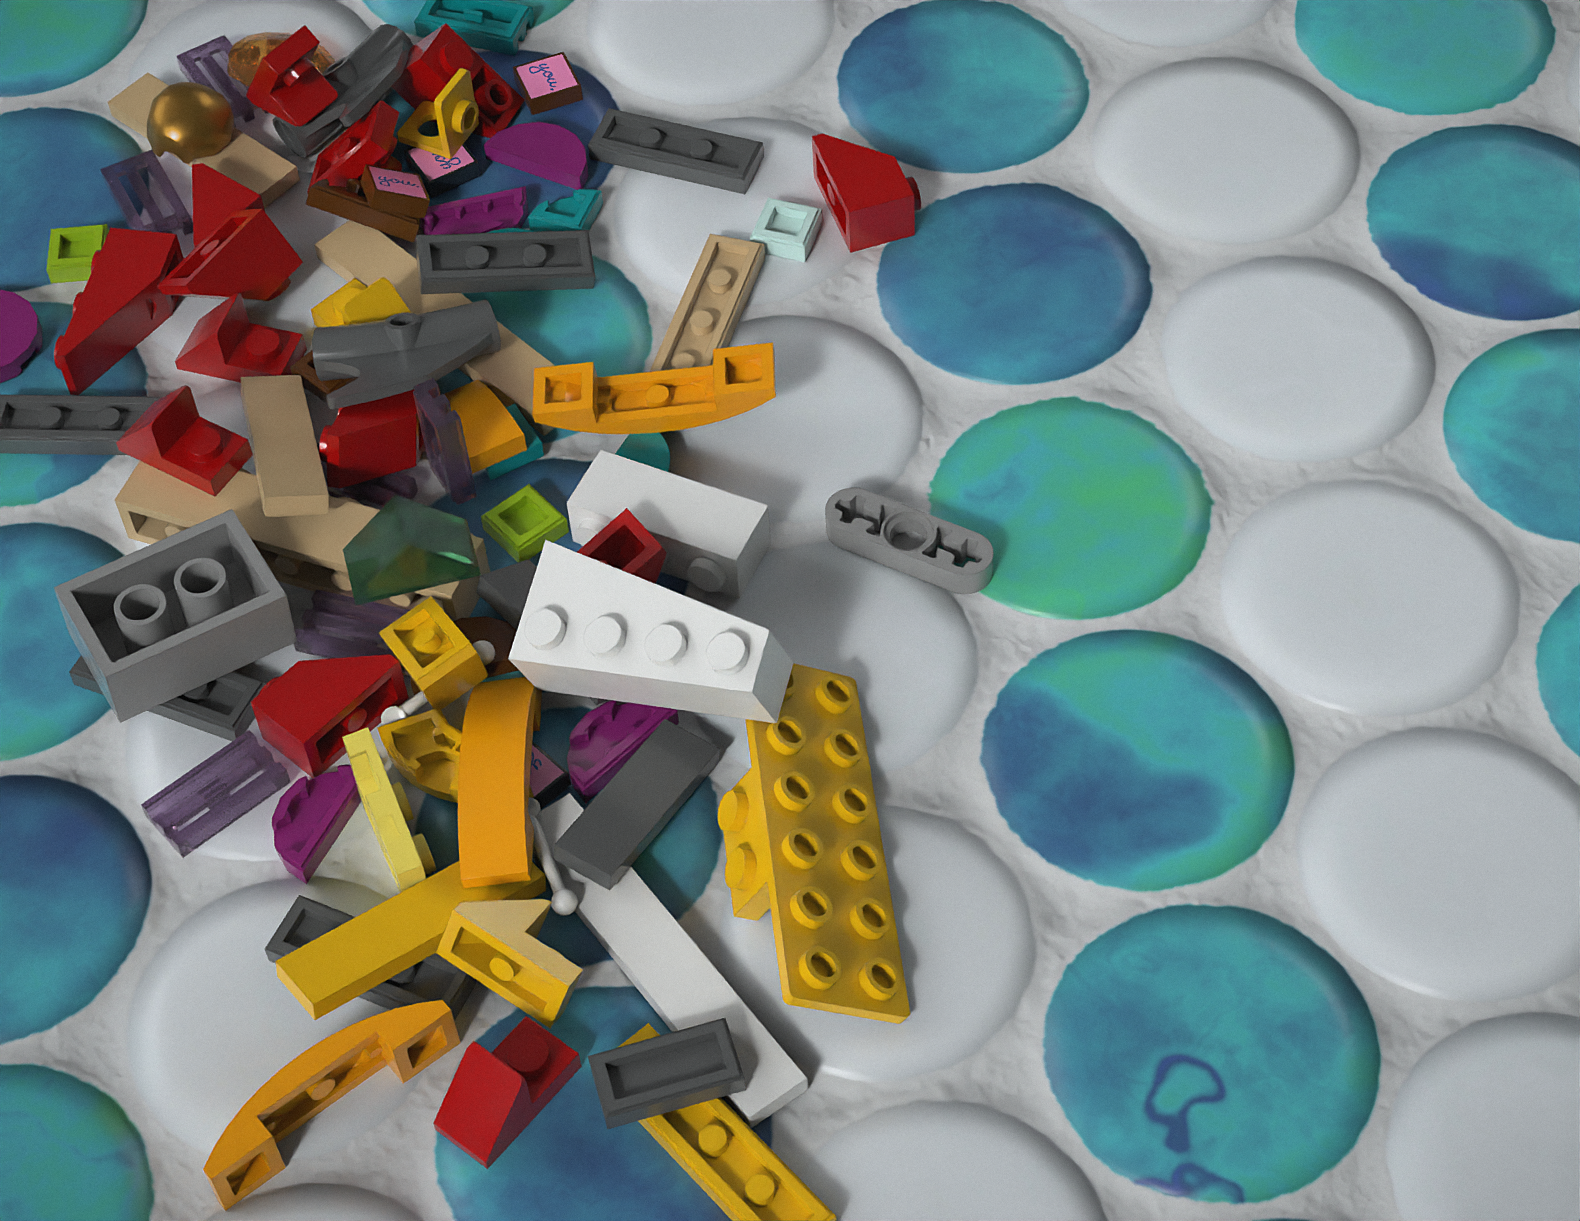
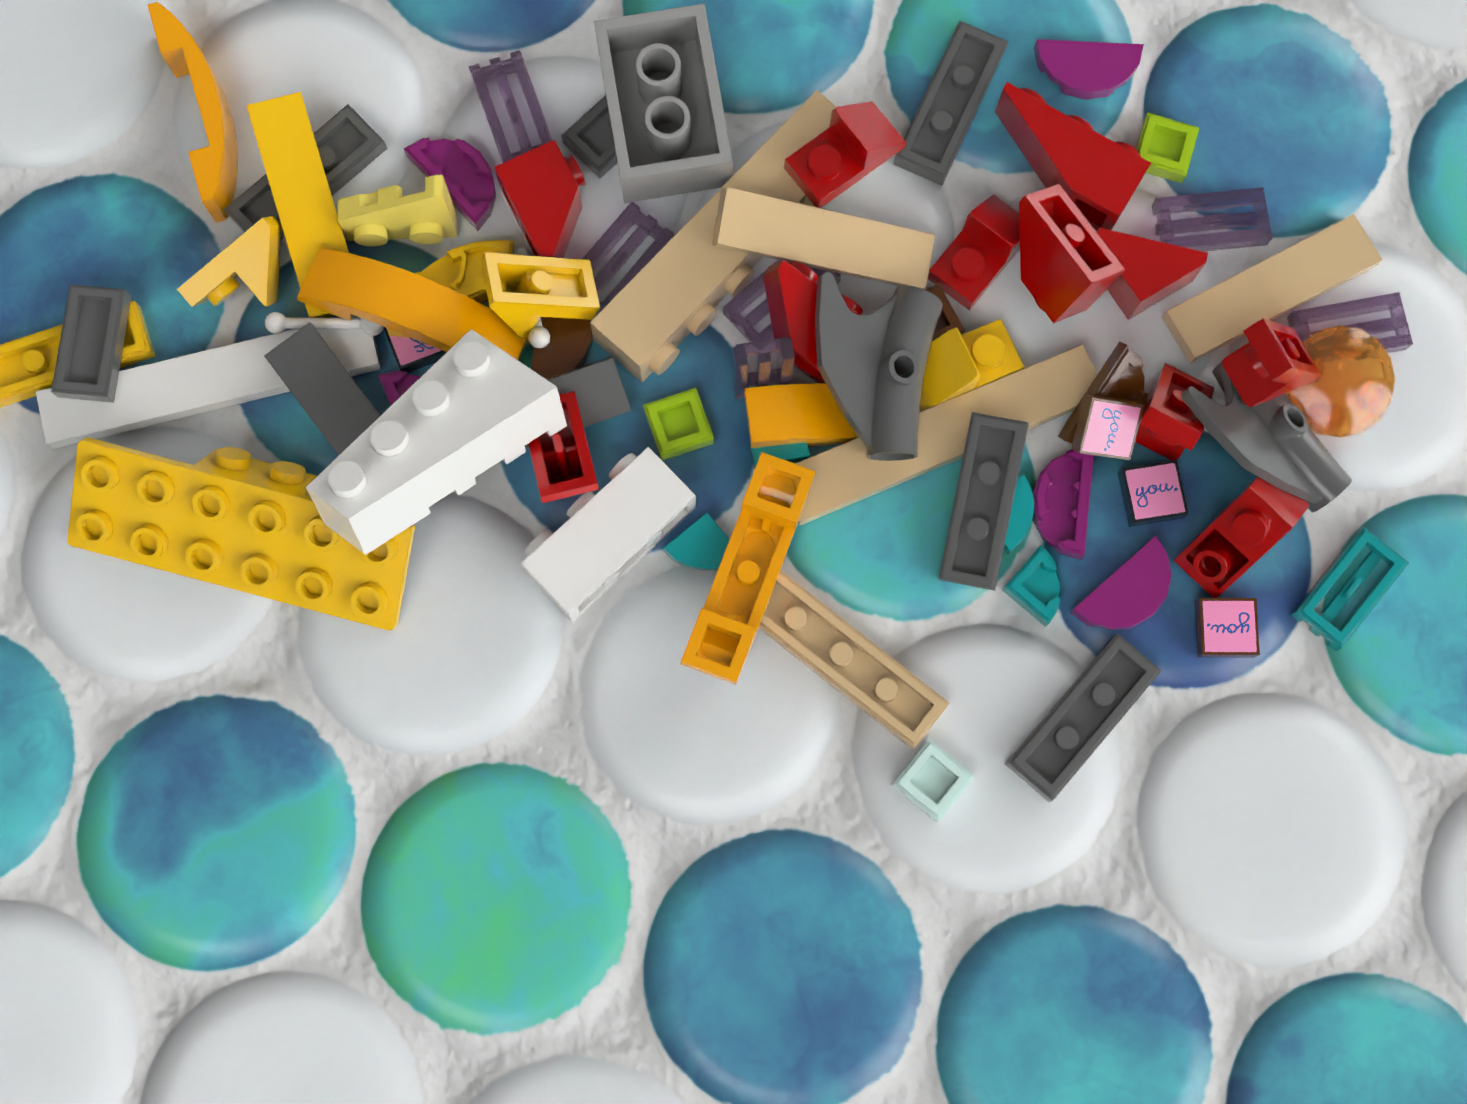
camera: 105 degrees right, 25 degrees up
(189, 121) = (1279, 272): pearl gold hair -> none
(408, 551) = (634, 299): clear green slope -> none
(455, 117) = (1179, 509): yellow bracket -> none
(504, 1090) = (151, 239): red slope -> none
(864, 192) = (935, 867): red slope -> none
(893, 518) = (468, 752): light grey beam -> none

